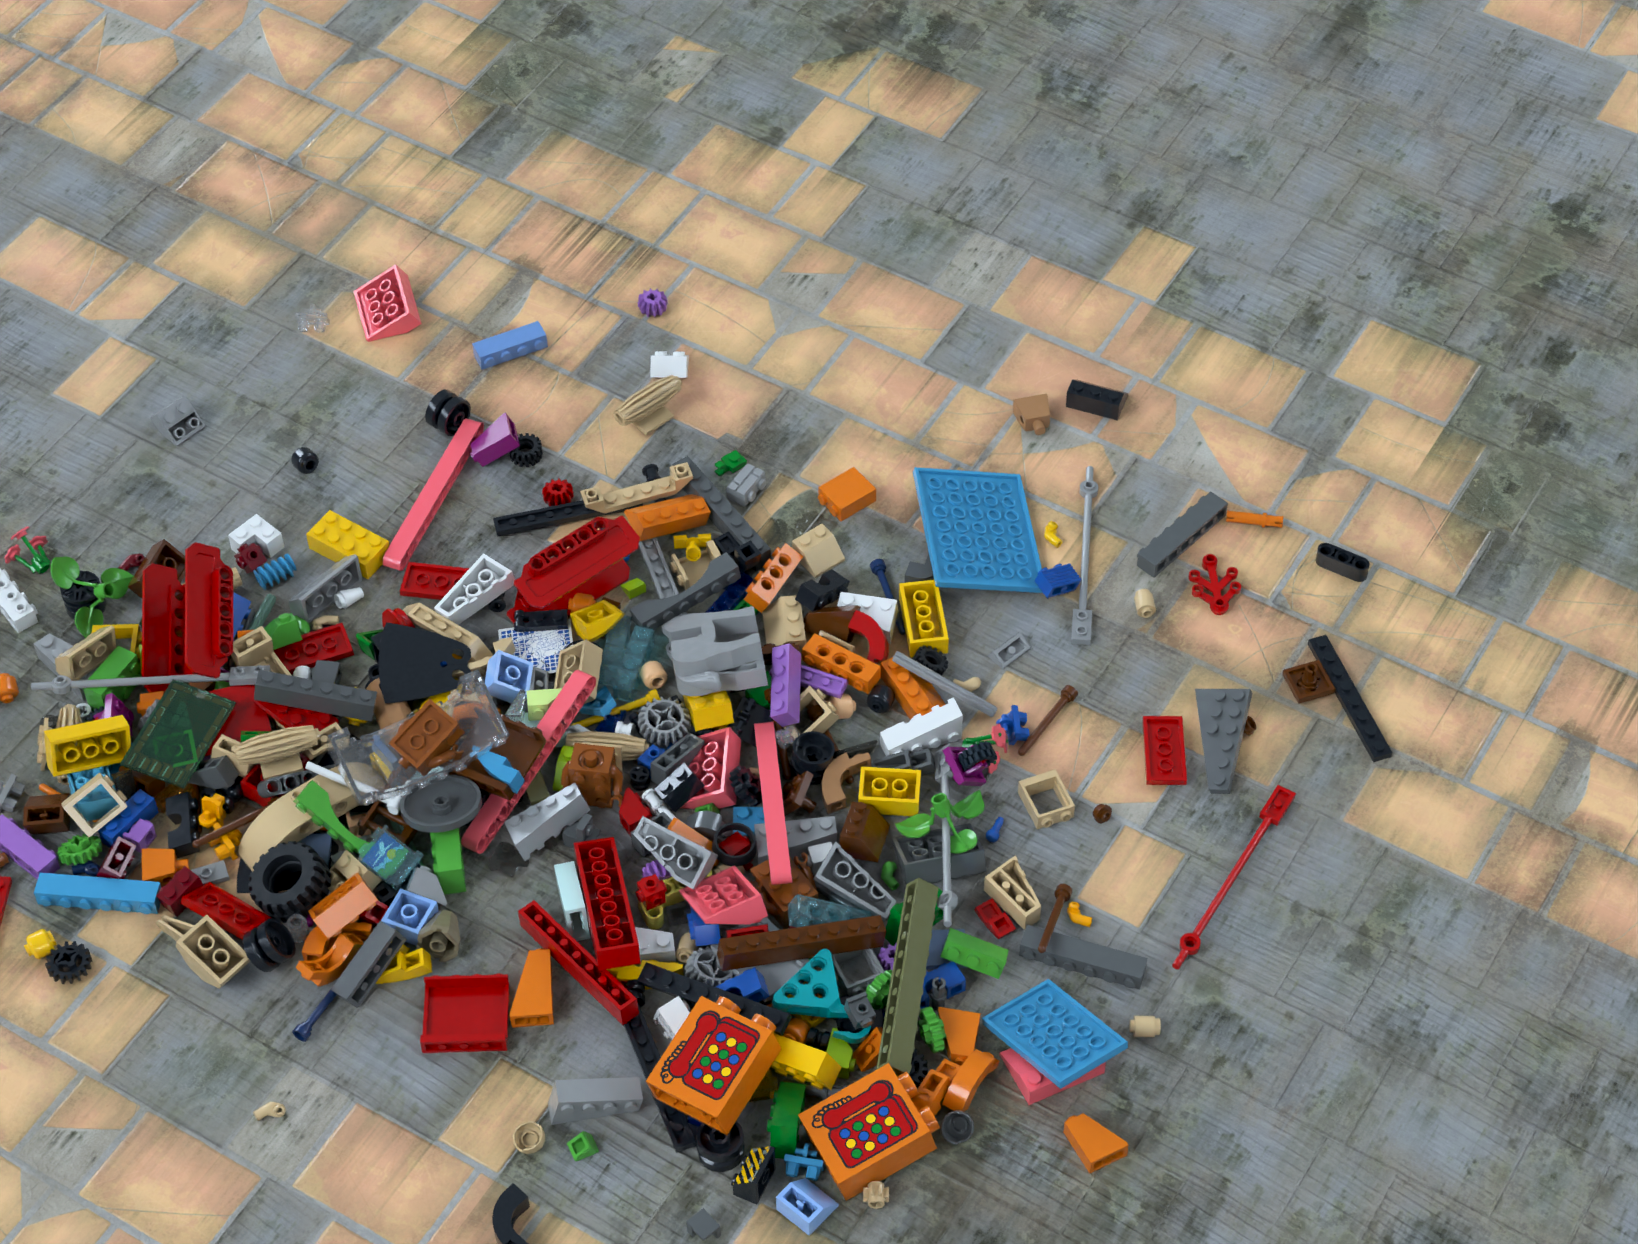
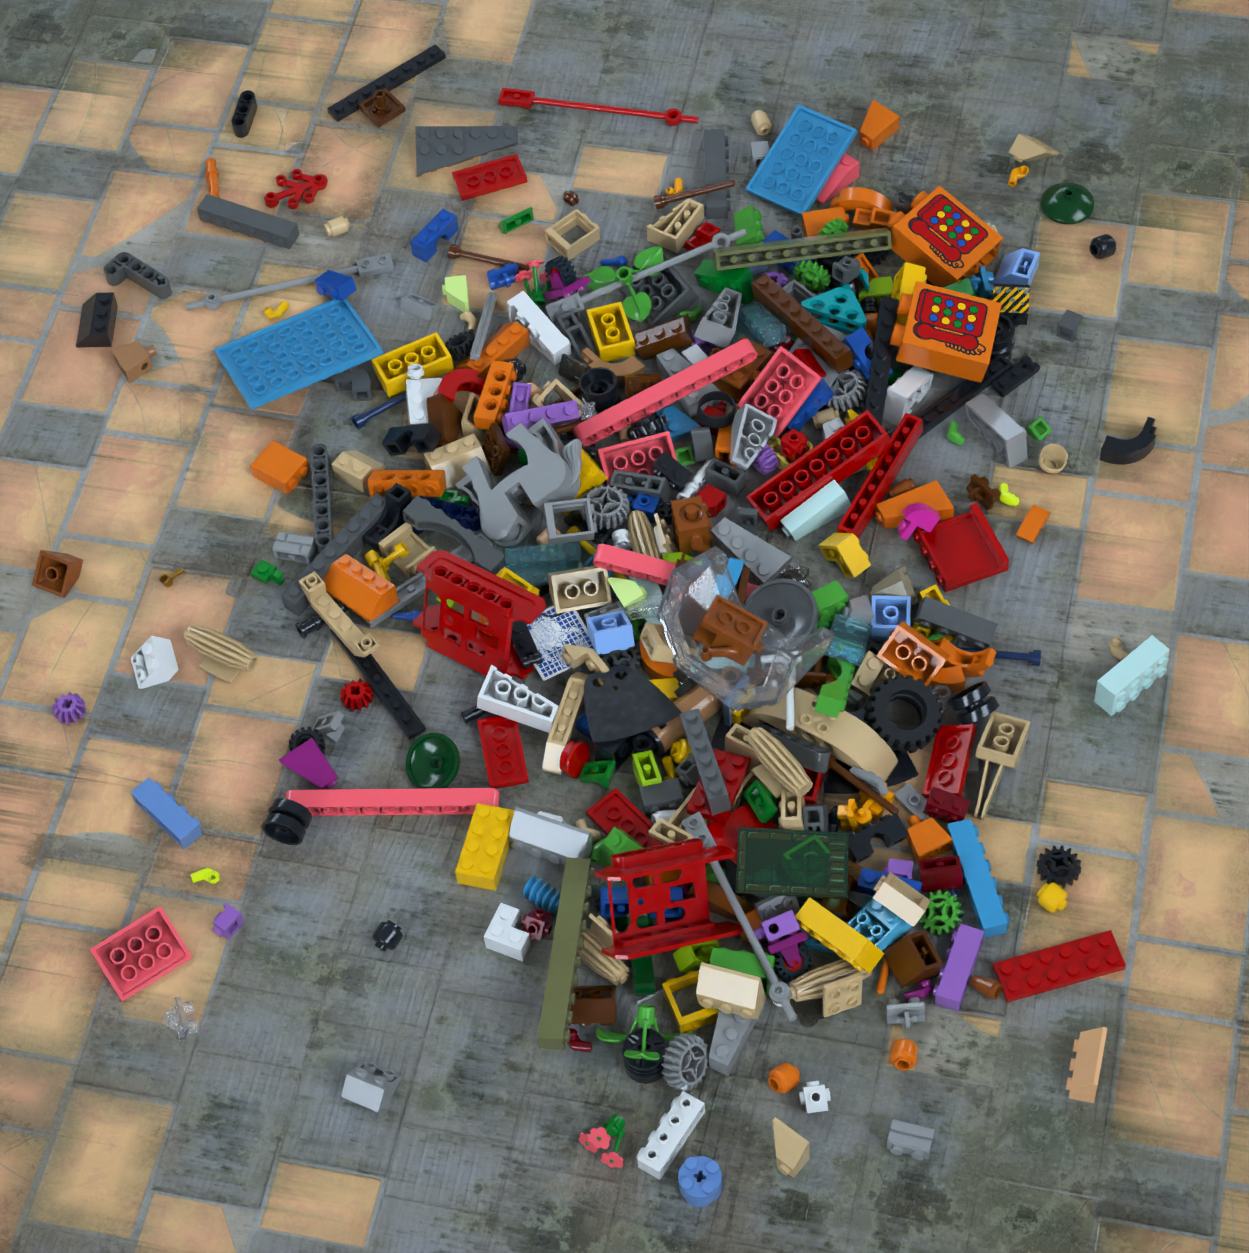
camera: 105 degrees left, 5 degrees up
(17, 812) = (926, 989): none -> magenta arm
(56, 615) = (685, 1062): none -> light grey gear
(131, 706) = (785, 924): none -> medium lavender torso
(172, 544) = (565, 956): none -> olive brick
(223, 1098) = (1132, 675): none -> light aqua brick
(232, 830) = (870, 779): none -> light grey plate
(349, 671) = (645, 768): none -> lime slope
(382, 364) = (227, 922): none -> medium lavender brick
(437, 362) = (205, 874): none -> neon yellow arm
(452, 526) = (424, 758): none -> dark green dish
(461, 1091) = (1033, 523): none -> orange slope
(503, 901) = (847, 552): none -> yellow brick
(509, 1080) = (1007, 497): none -> neon yellow arm
(510, 977) = (917, 515): none -> dark pink brick
(514, 1061) = (980, 491): none -> reddish brown hips
(535, 468) = (330, 726): none -> light grey slope
(564, 990) = (902, 487): none -> dark orange cone
(606, 1061) = (953, 435): none -> bright green arm
(647, 659) = (569, 505): none -> light grey window
(663, 1150) = (1015, 376): none -> black plate
(760, 394) = (169, 578): none -> pearl gold hand
(793, 516) = (321, 496): none -> dark grey beam
(804, 320) = (57, 572): none -> dark orange slope
(903, 603) = (415, 371): none -> white plate
(1006, 681) = (457, 292): none -> yellowish green slope
(1092, 758) = (516, 220): none -> green slope
(1097, 1005) = (758, 152): none -> light grey brick
(1105, 687) = (425, 242): none -> blue arch
(1155, 433) = (127, 266): none -> dark grey beam

